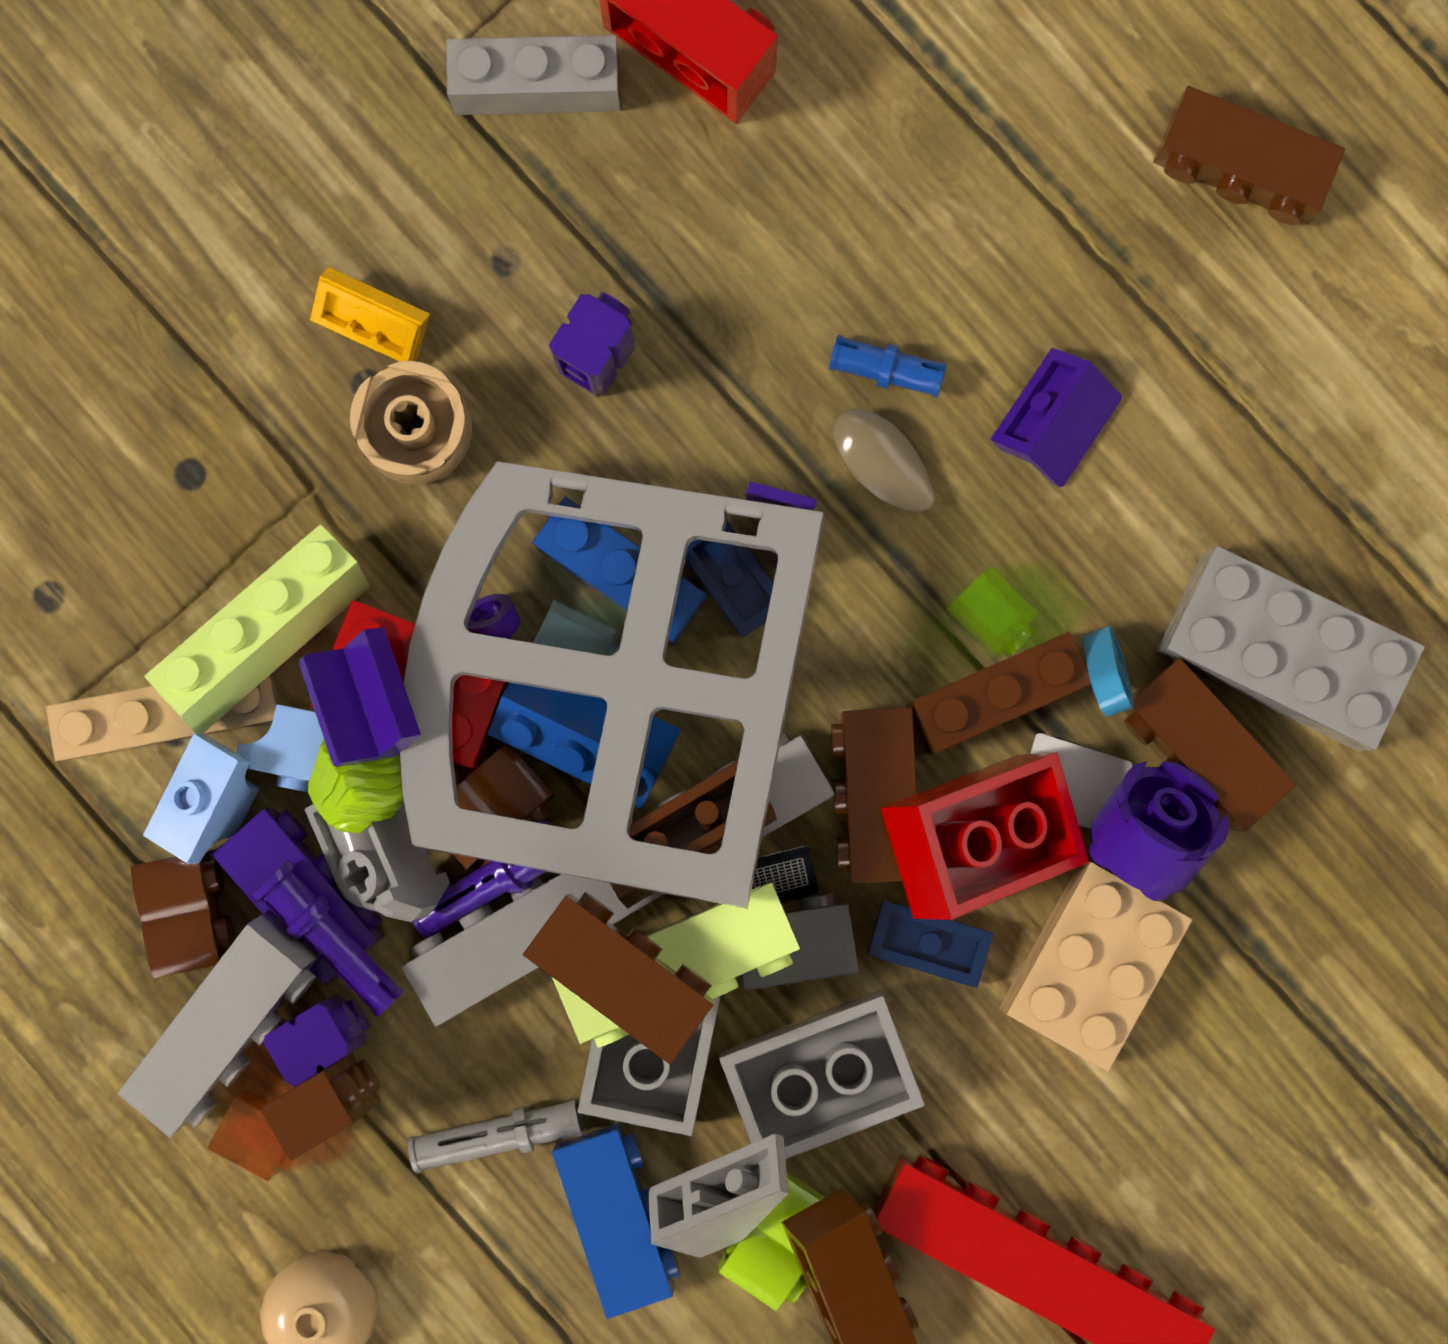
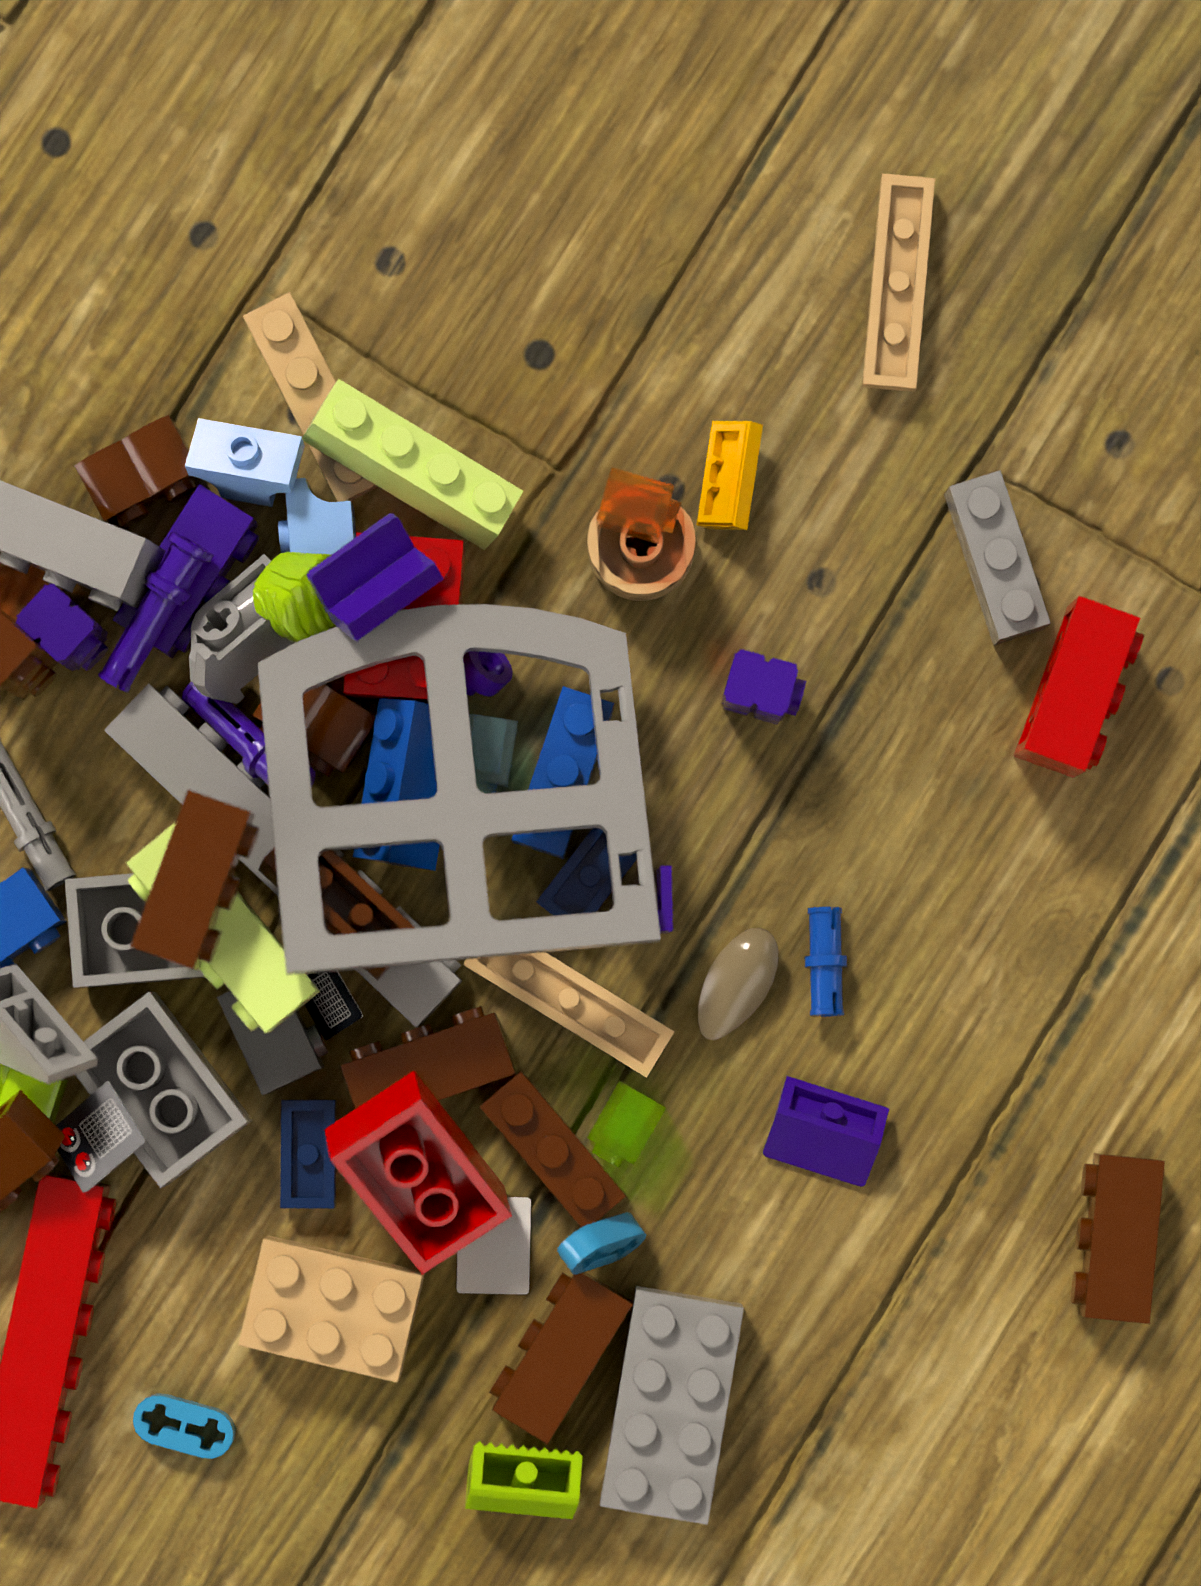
camera: 75 degrees right, 0 degrees up
(227, 92) = (898, 282): none -> tan plate
(370, 407) = (637, 506): none -> clear orange brick
(854, 1155) = (98, 1137): none -> sticker
(863, 623) = (579, 1006): none -> tan plate
(1158, 829) = (469, 1327): dark purple brick -> none
(1180, 1157) = (181, 1439): none -> dark azure beam
(1326, 820) = (523, 1481): none -> lime brick

